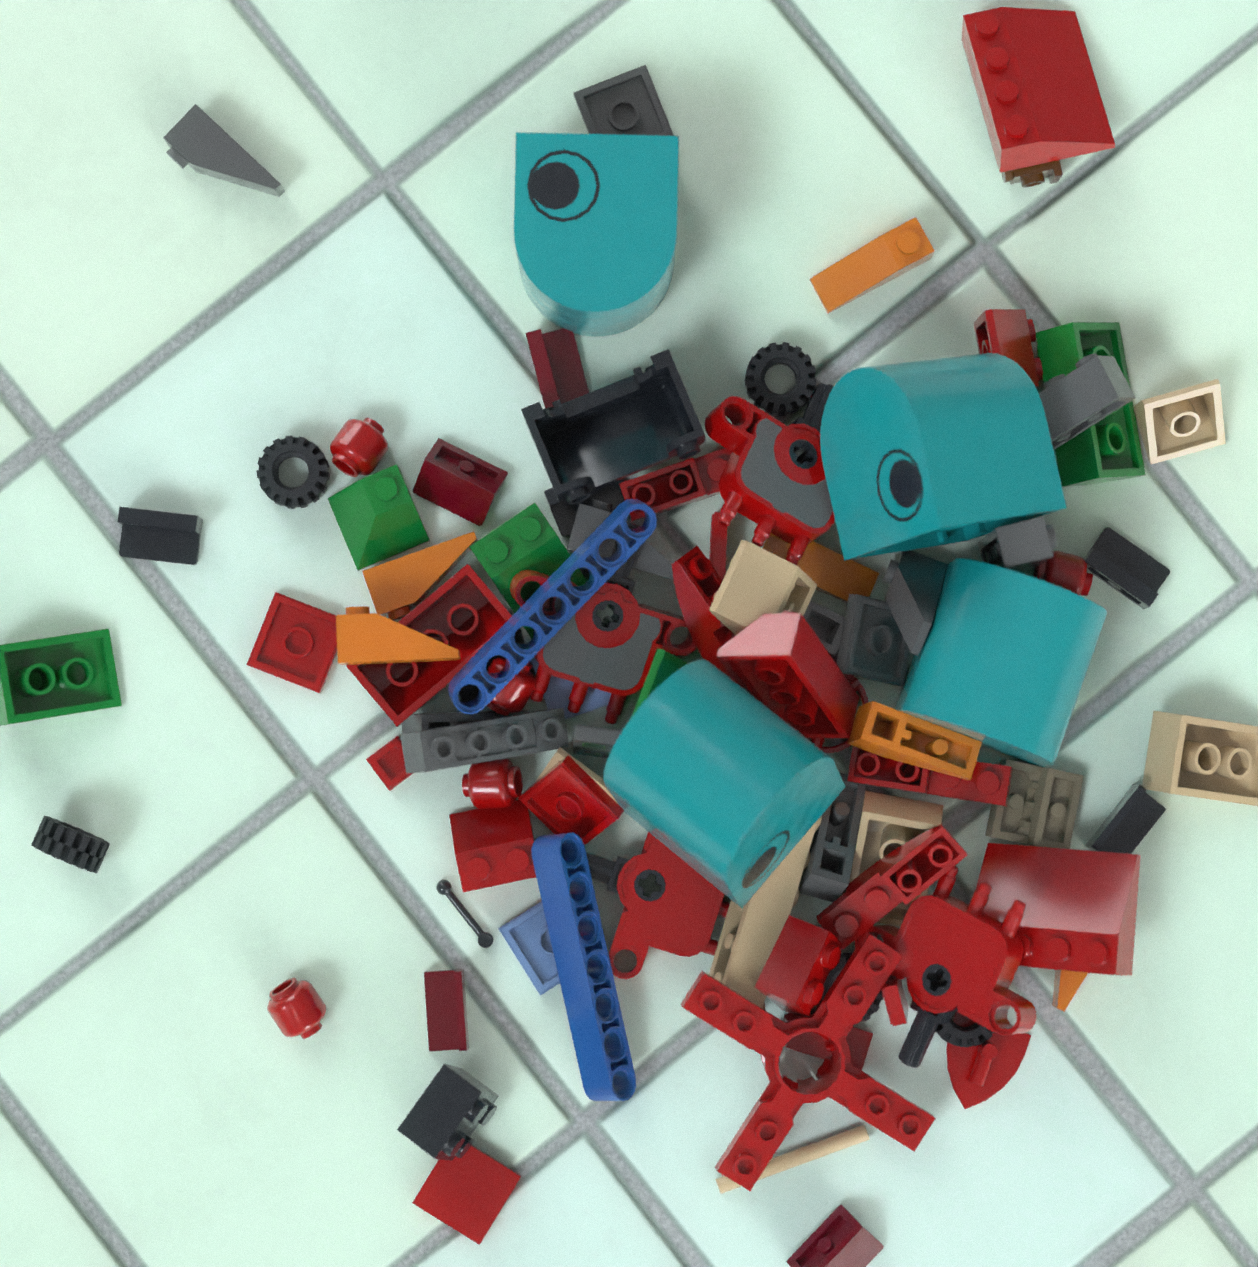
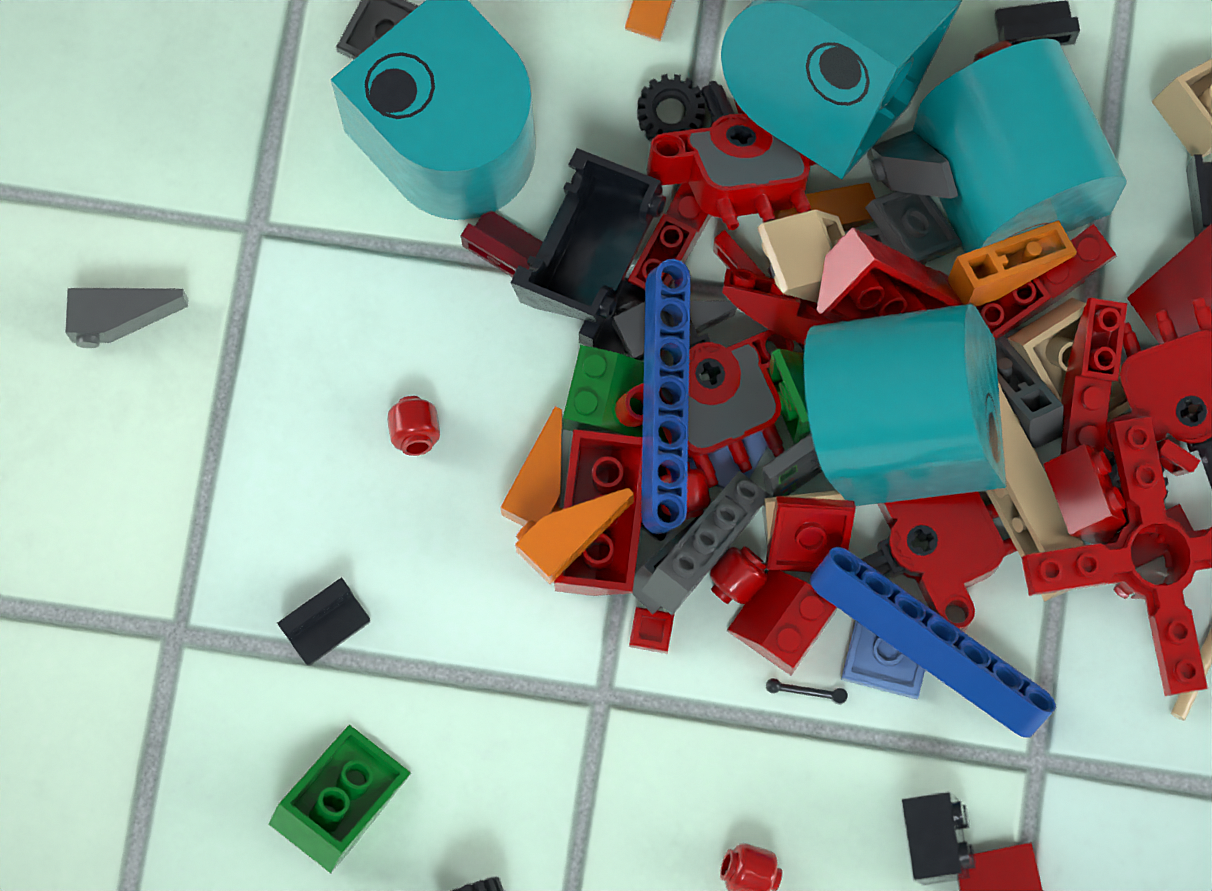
camera: 40 degrees left, 10 degrees down
(276, 455) = (381, 464): black tyre -> none
(296, 643) = (499, 607): red tile -> none
(378, 517) = (474, 463): green slope -> none
(446, 1010) = (861, 771): dark red panel -> none
(459, 481) = (510, 387): dark red panel -> none
(1019, 545) = (954, 49): dark grey brick -> none
(1038, 807) = (1140, 240): dark tan slope -> none

